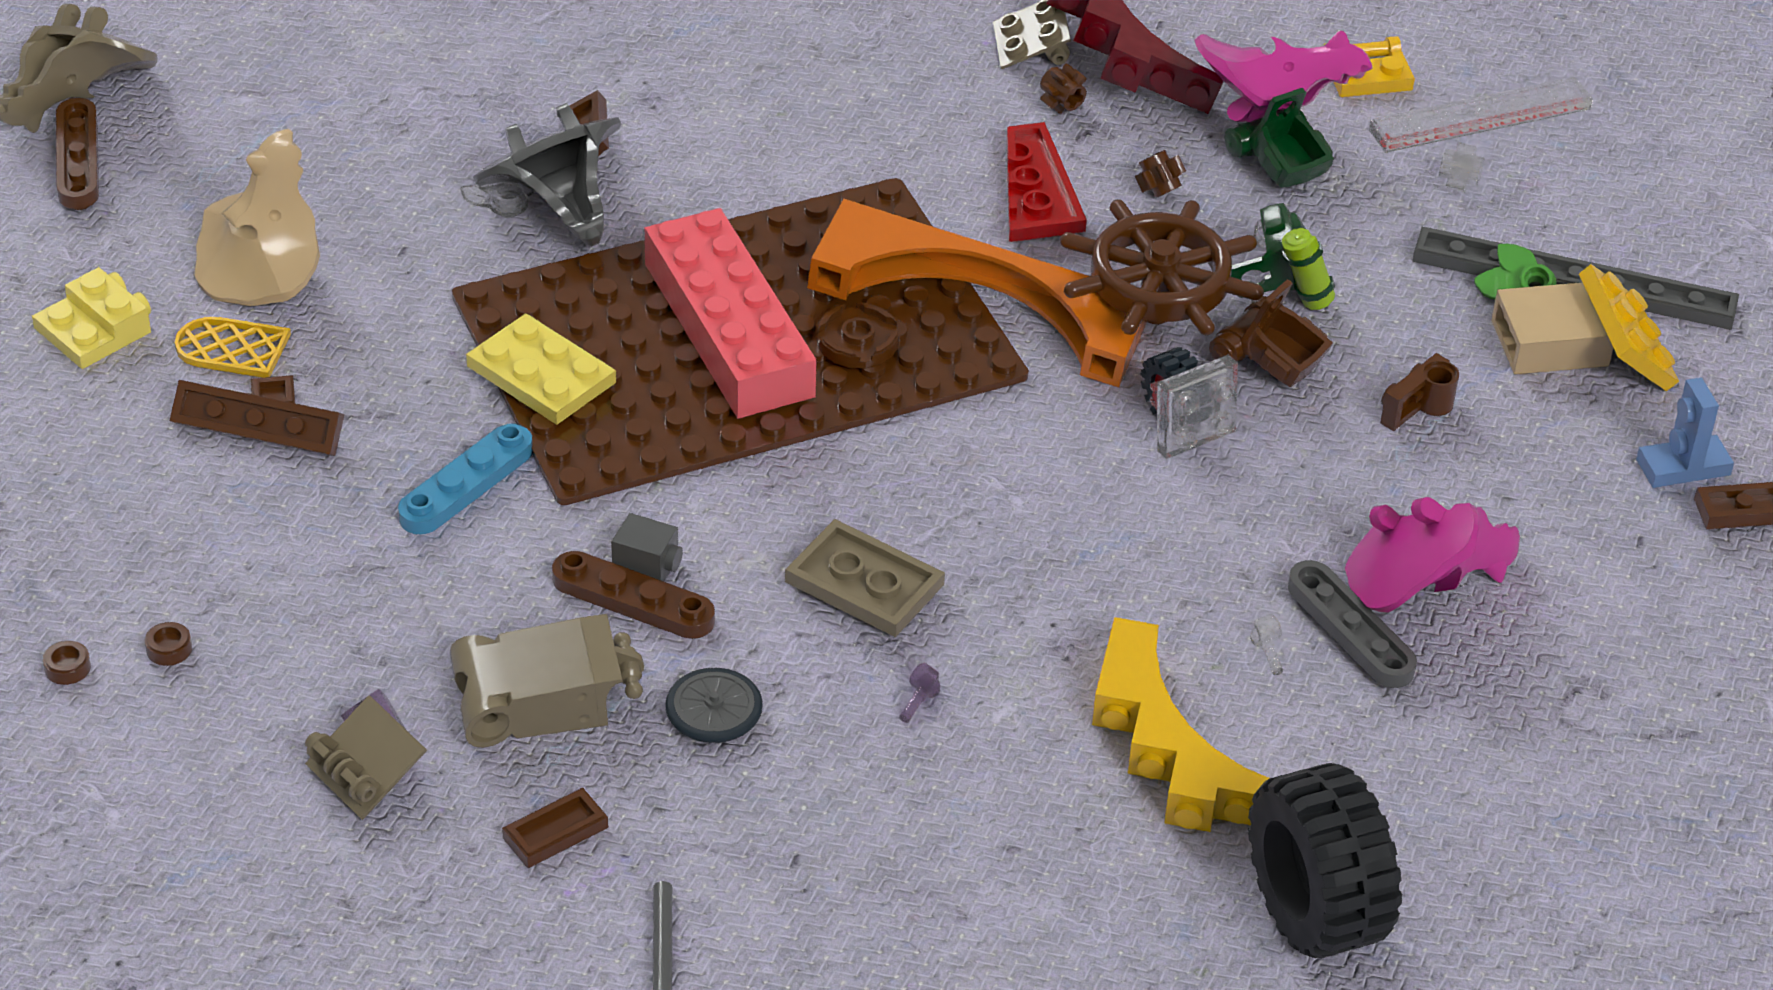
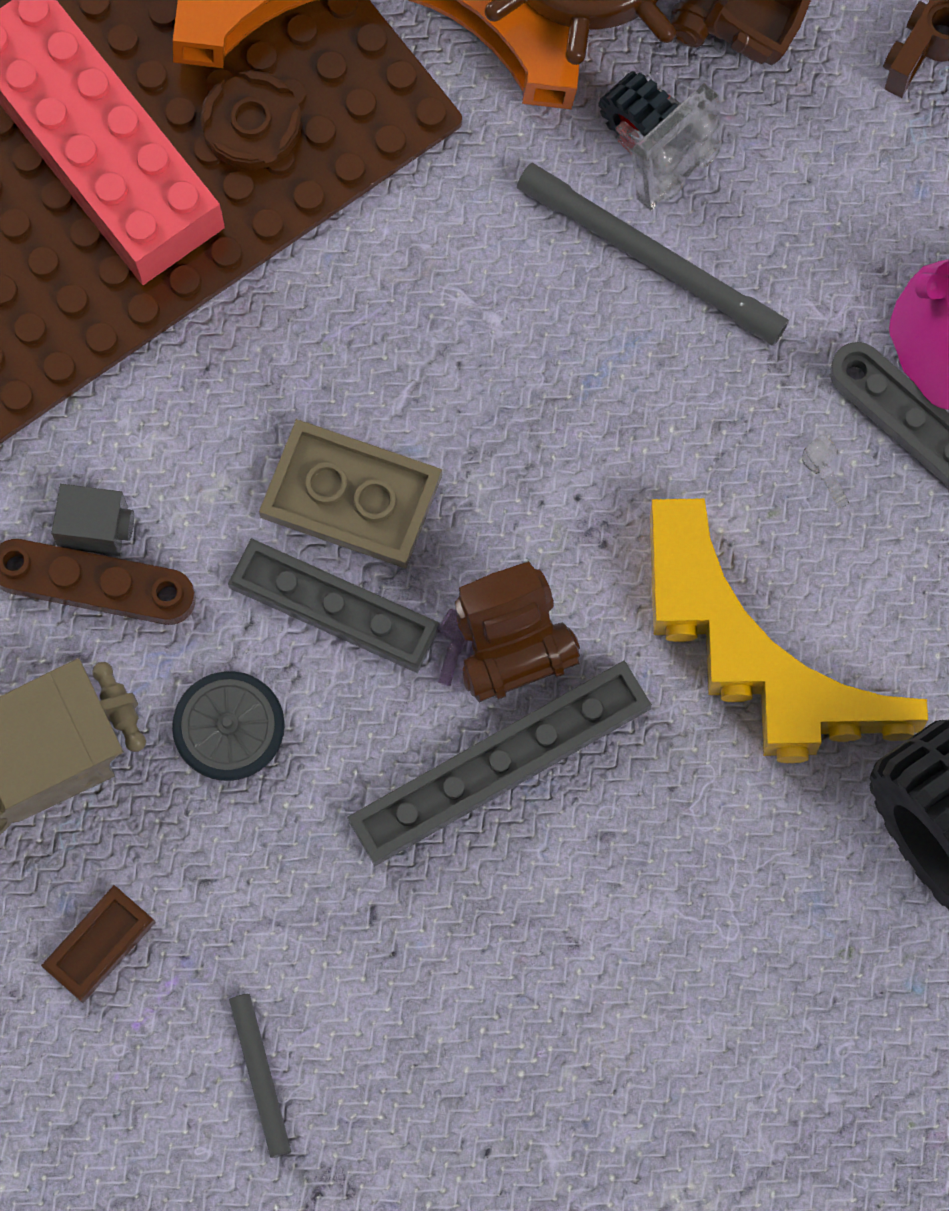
camera: 10 degrees left, 30 degrees up
(828, 649) = (334, 605): none -> dark grey tile
(934, 773) = (499, 763): none -> dark grey plate
(971, 676) = (512, 632): none -> reddish brown piece
(1226, 529) = (742, 309): none -> dark grey piece

